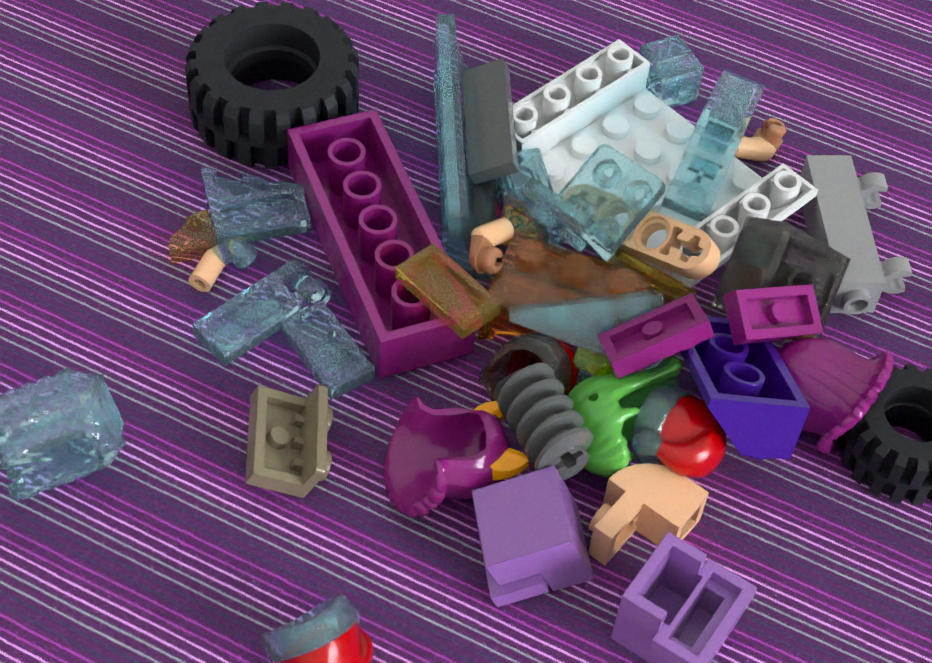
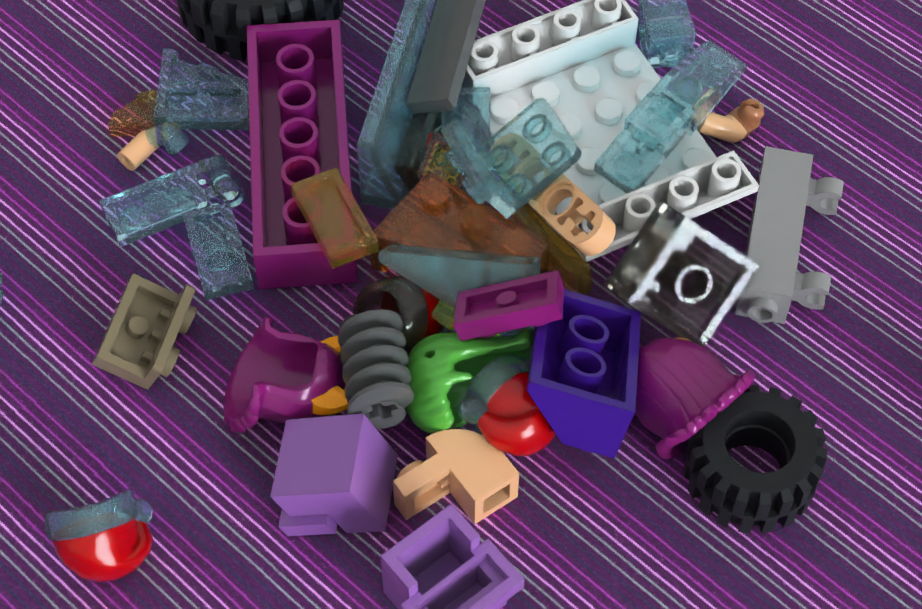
camera: 20 degrees right, 5 degrees up
(483, 242) = (389, 177): arm -> none
(772, 314) = (645, 307): magenta plate -> none

